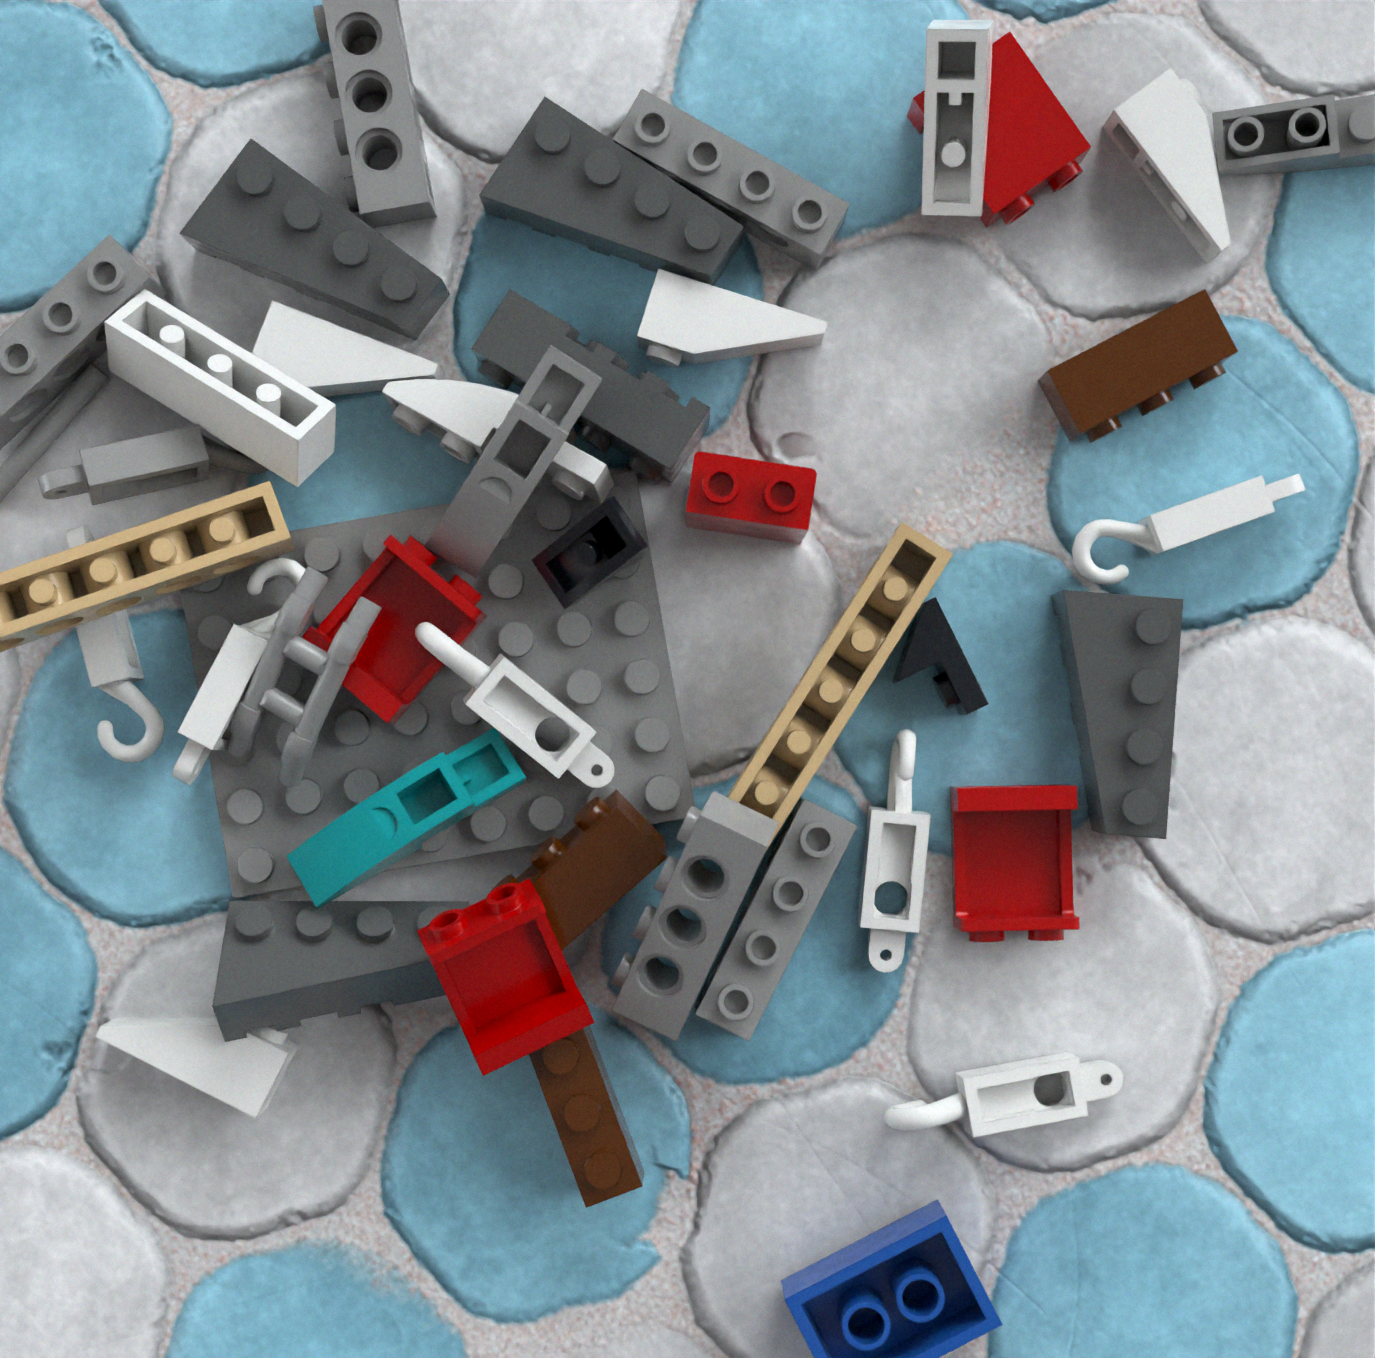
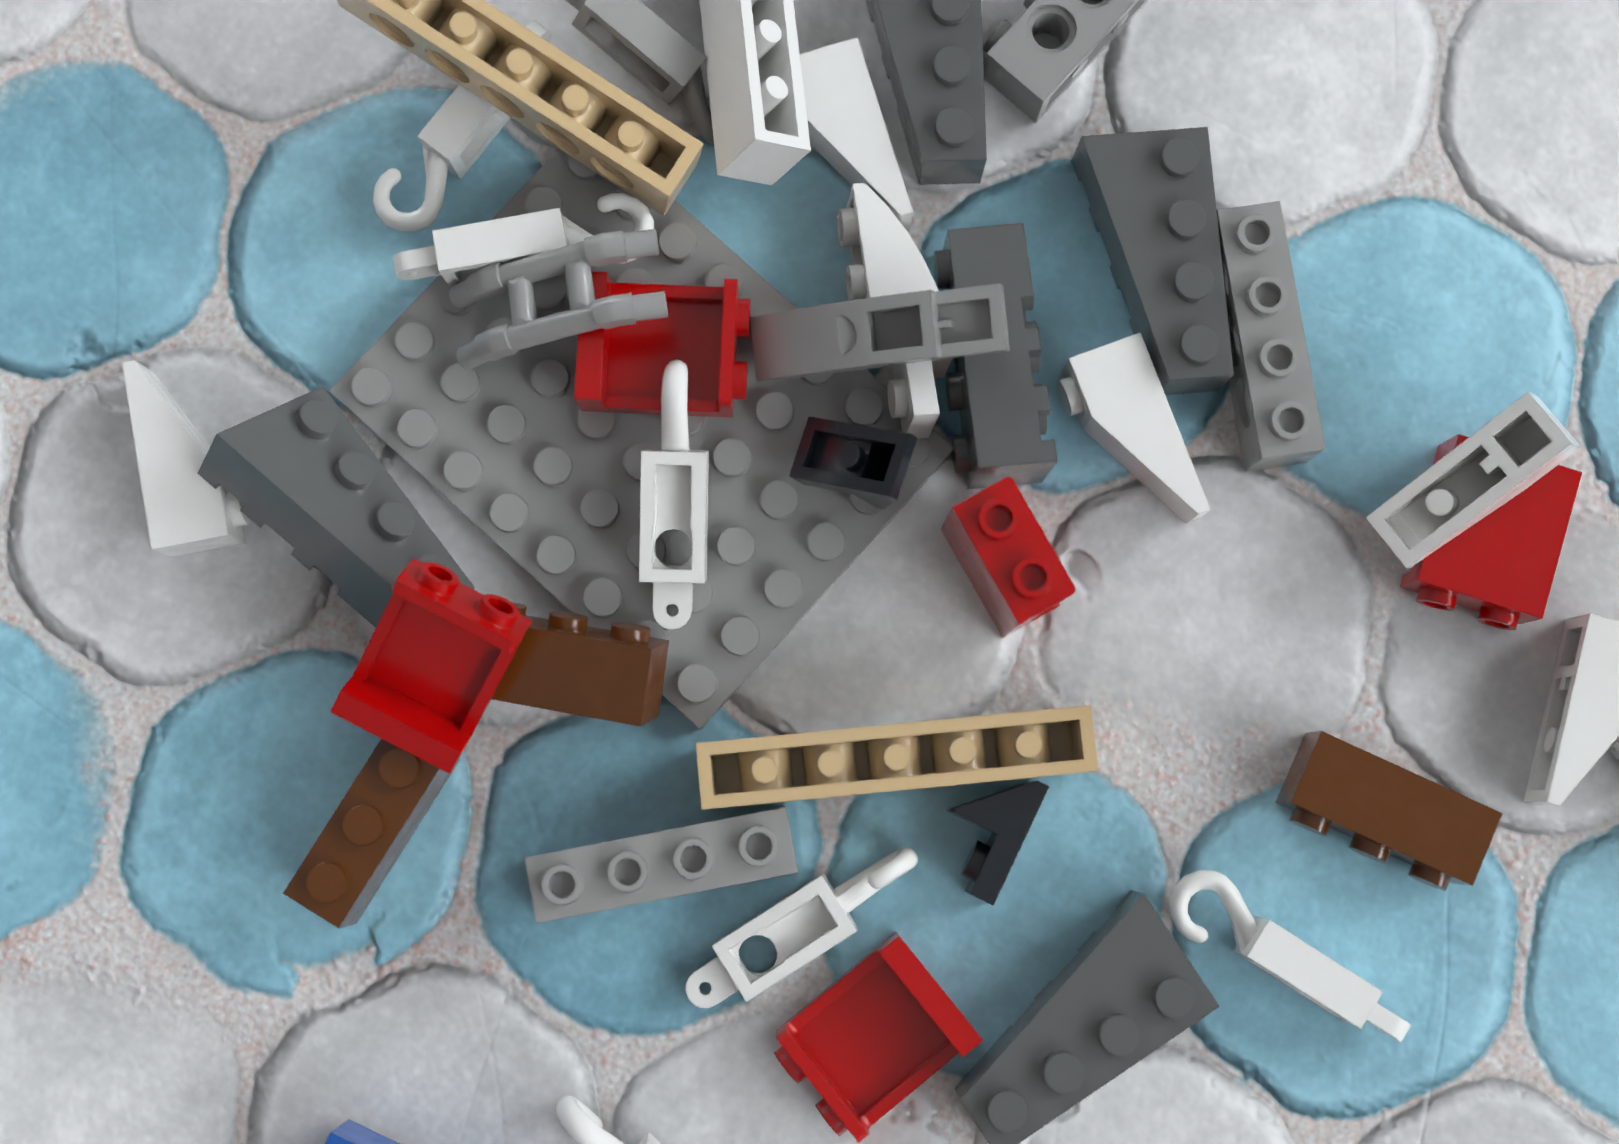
camera: 50 degrees right, 5 degrees down
(404, 816) = (507, 475): teal slope -> none
(736, 841) = (700, 777): light grey brick -> none

